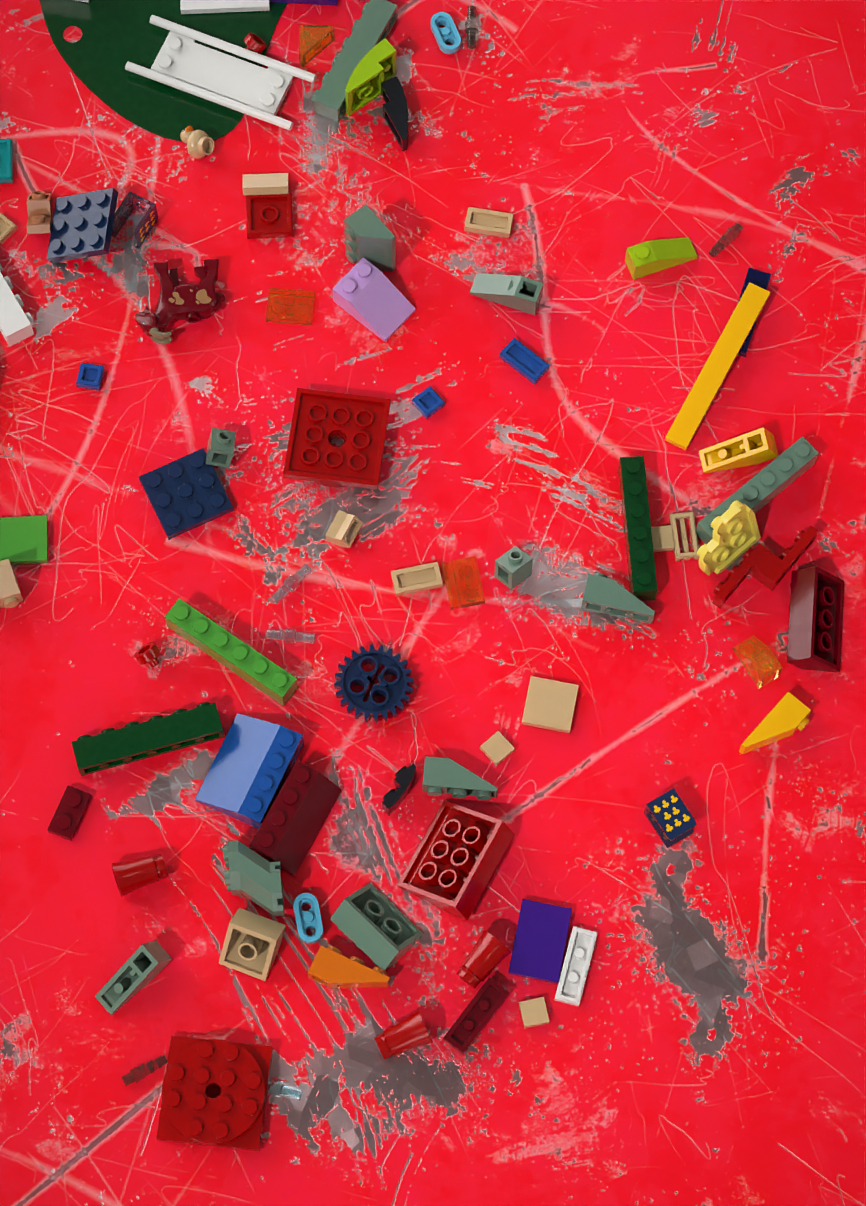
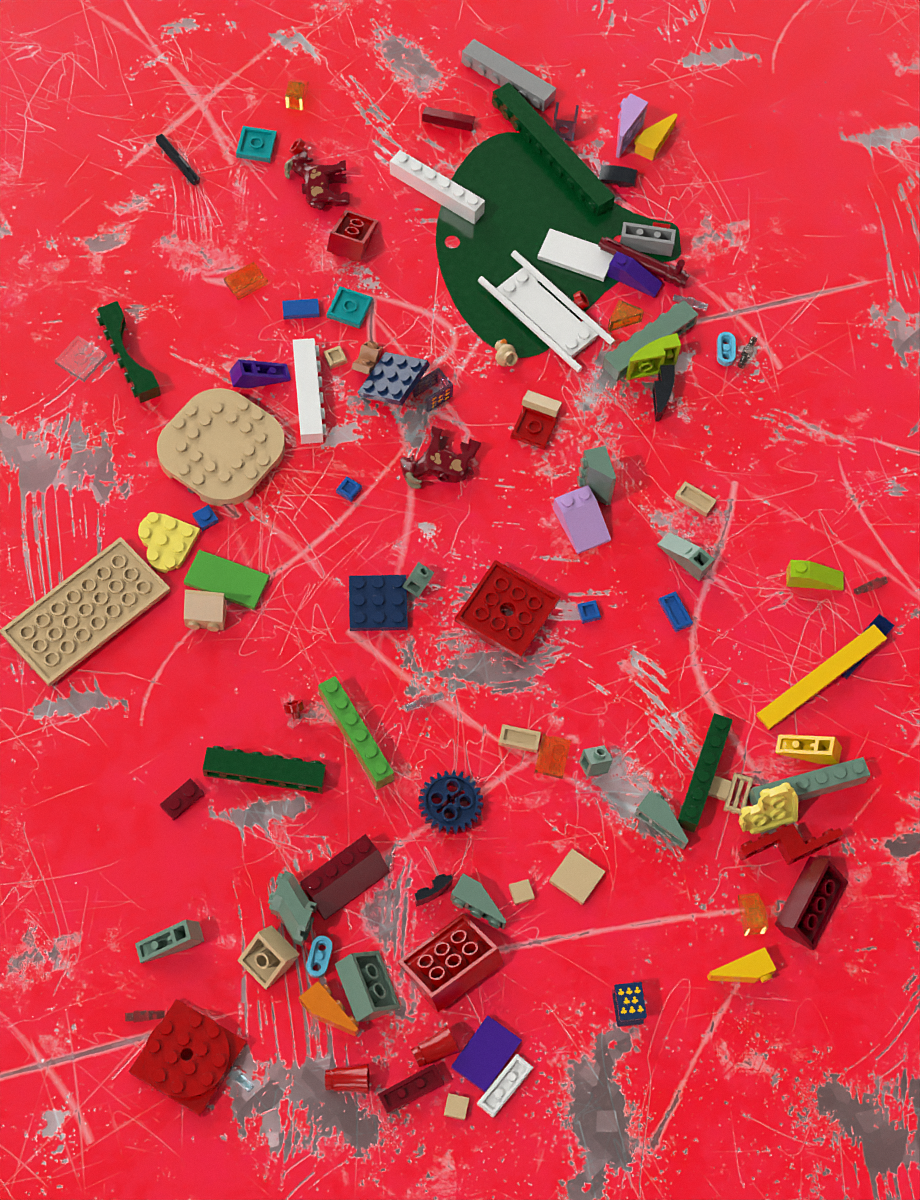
camera: 20 degrees right, 5 degrees down
(138, 872) = (210, 866): red plant -> none
(250, 769) = (329, 825): slope -> none
(290, 306) = (519, 499): clear orange plate -> none
(290, 636) = (405, 740): clear light blue bar -> none
(343, 529) = (481, 678): tan piece -> none

